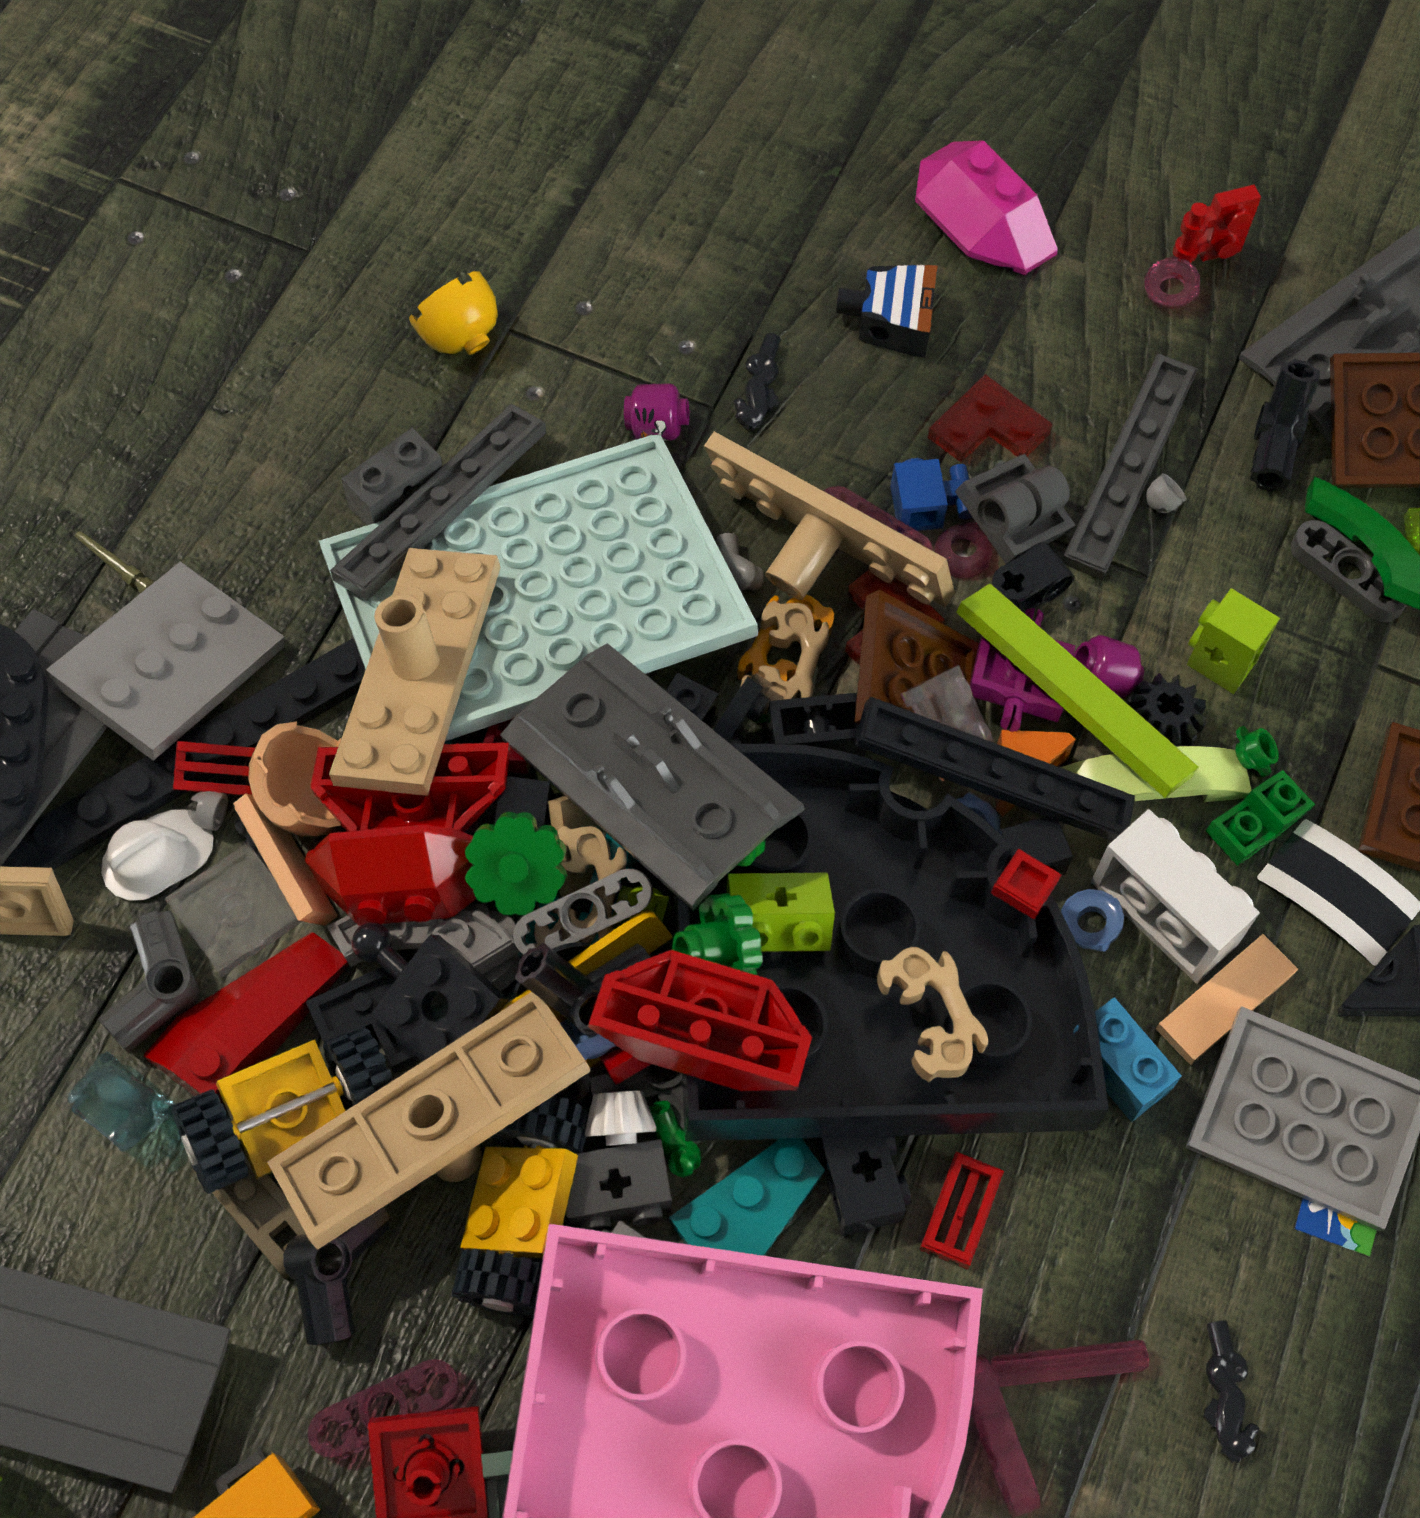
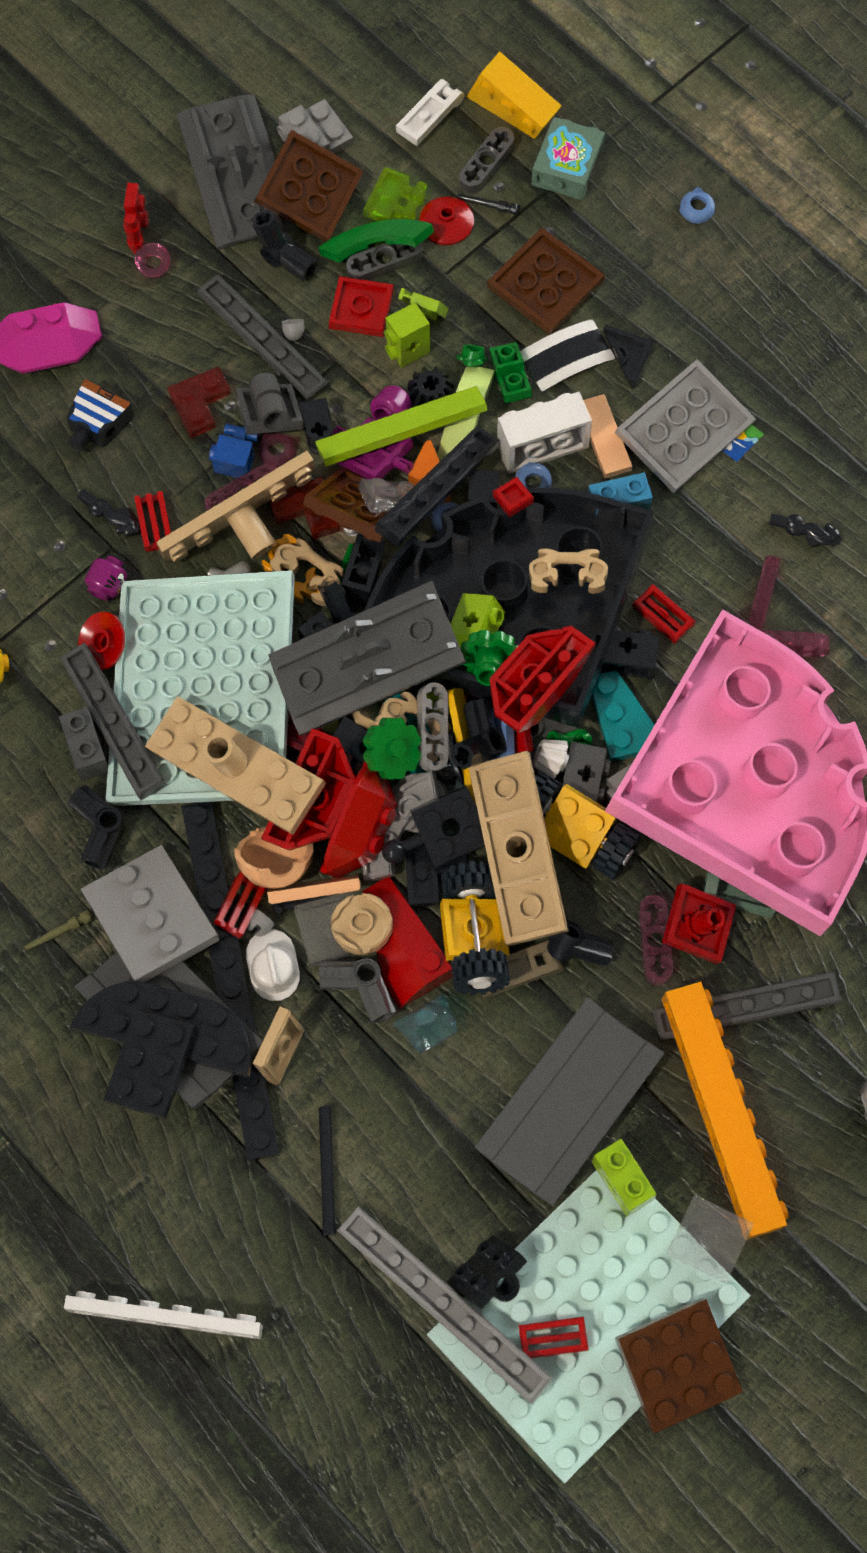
camera: 65 degrees left, 5 degrees up
(244, 944) = (361, 924): none -> tan tile
(265, 559) = (101, 840): none -> black piece
(562, 443) = (104, 637): none -> red dish
(777, 427) = (149, 500): none -> red tile
(1258, 565) = (361, 306): none -> red tile
(1294, 645) = (430, 307): none -> lime plate

